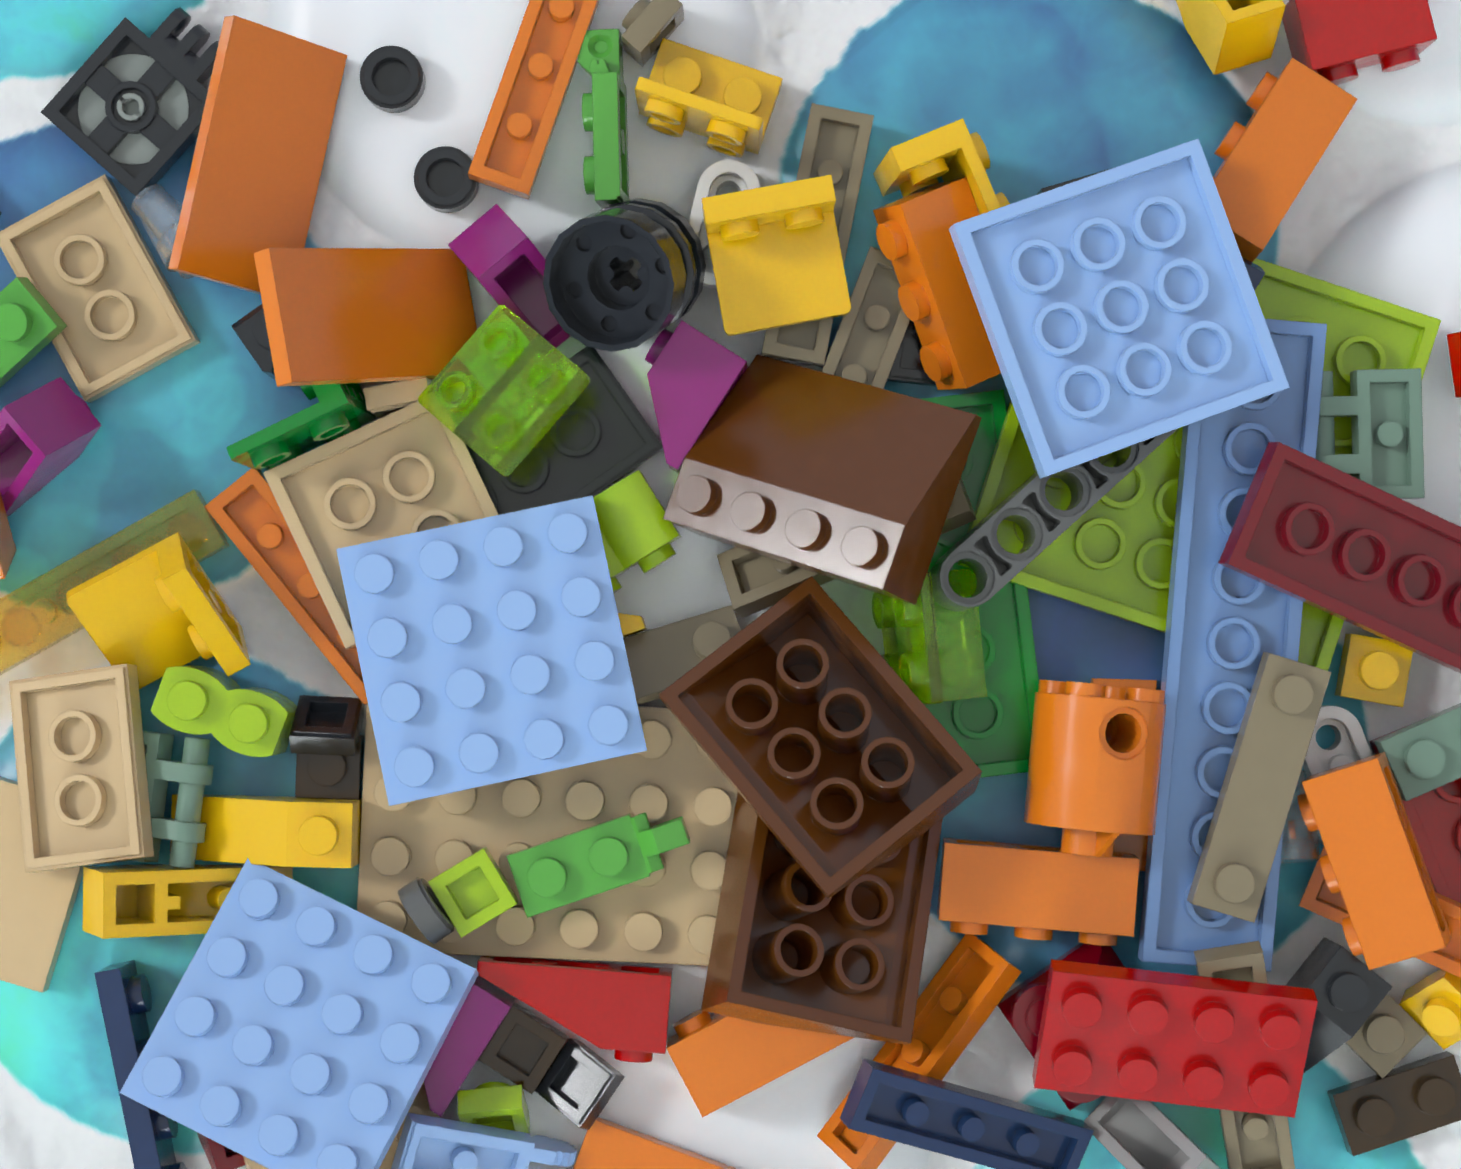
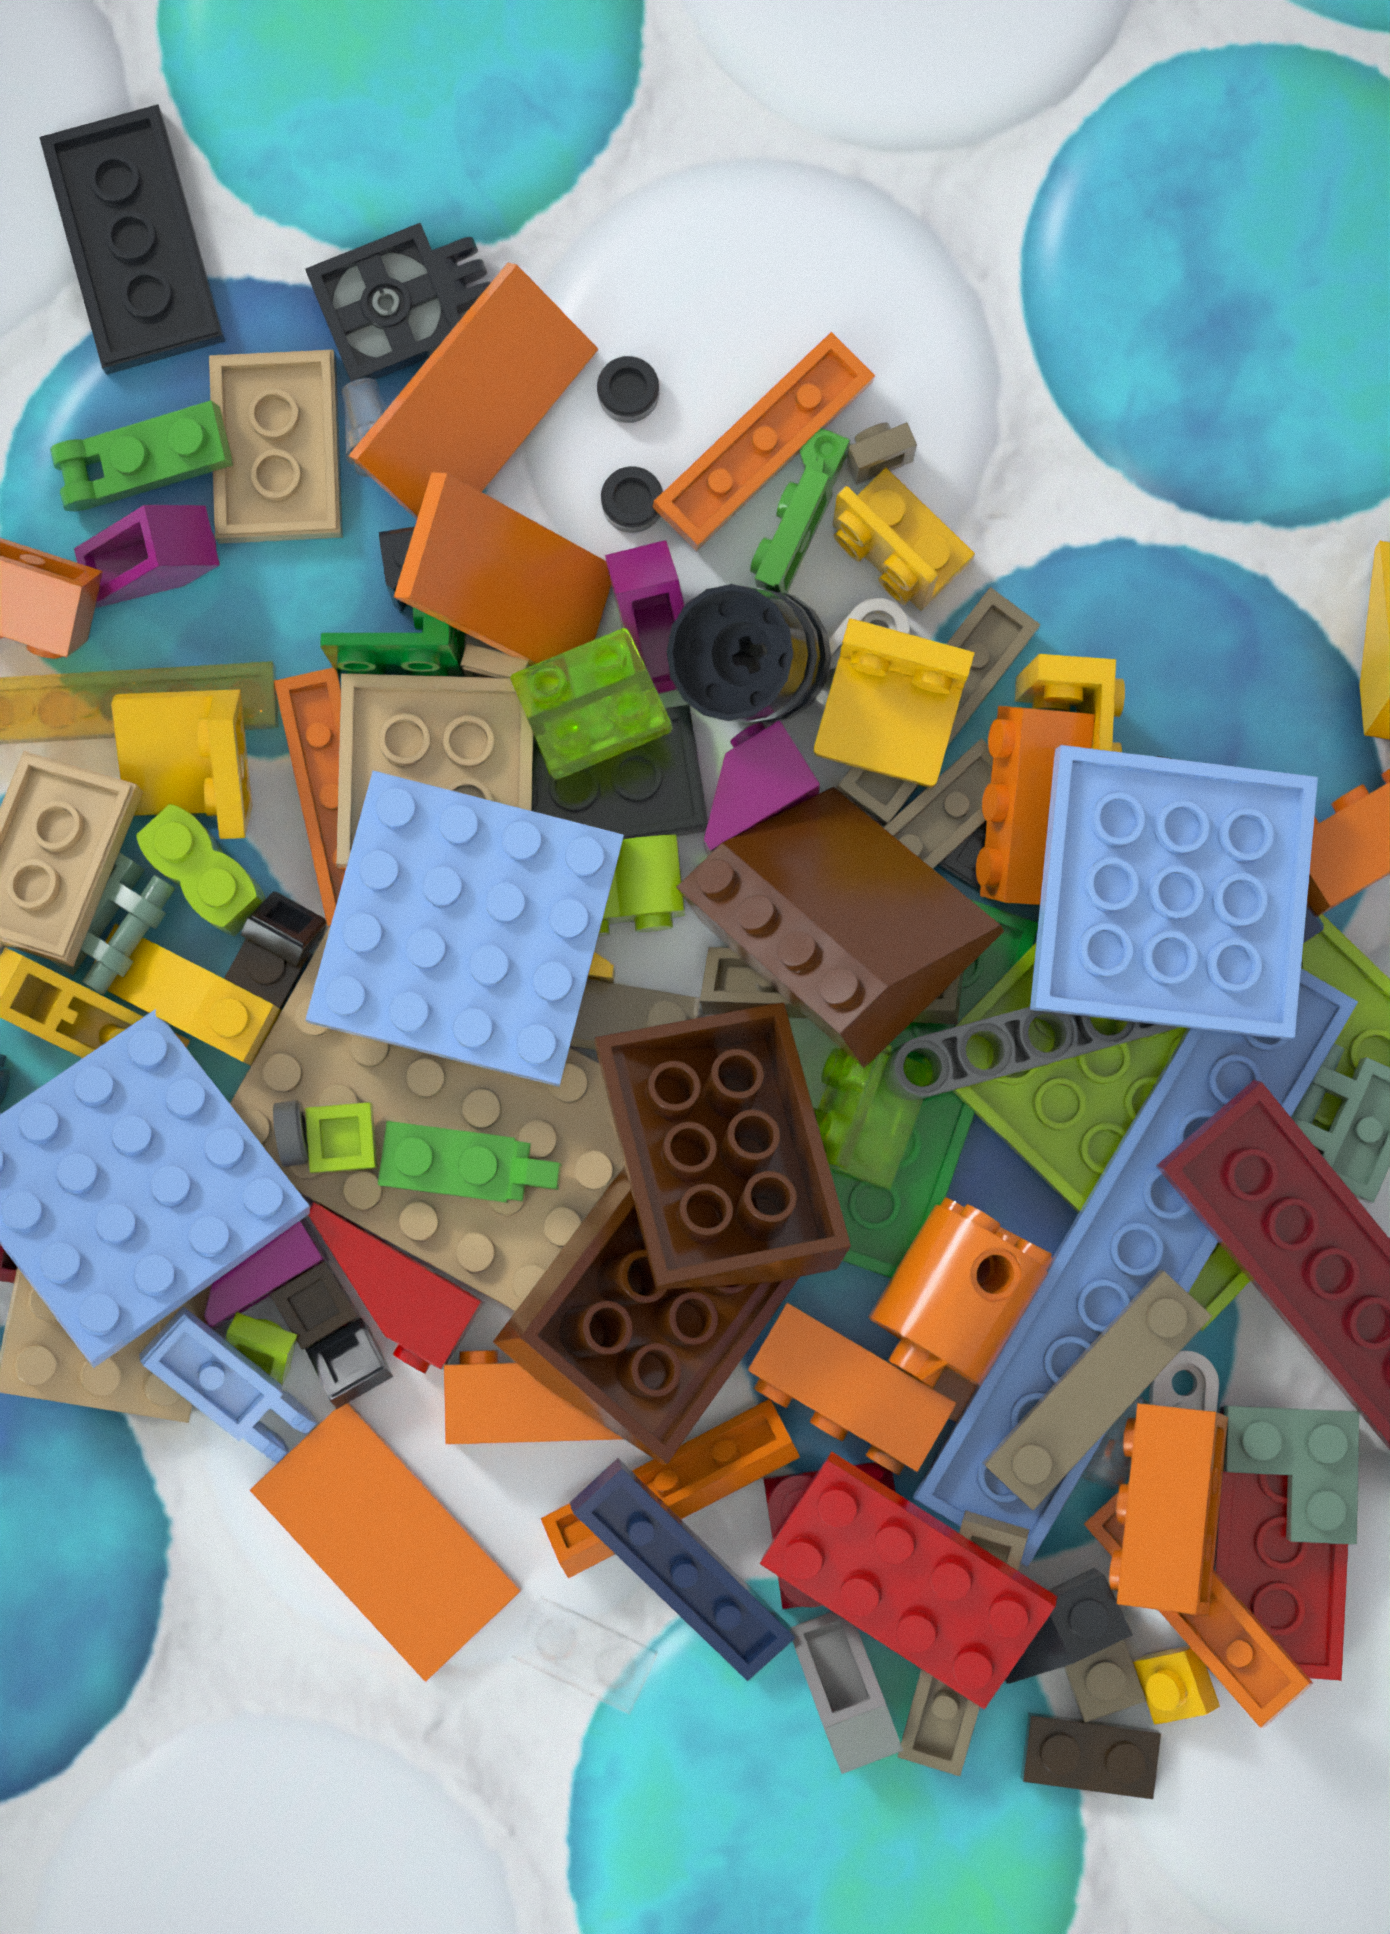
camera: 25 degrees right, 5 degrees down
(1373, 670) = (1255, 1343): yellow plate -> none

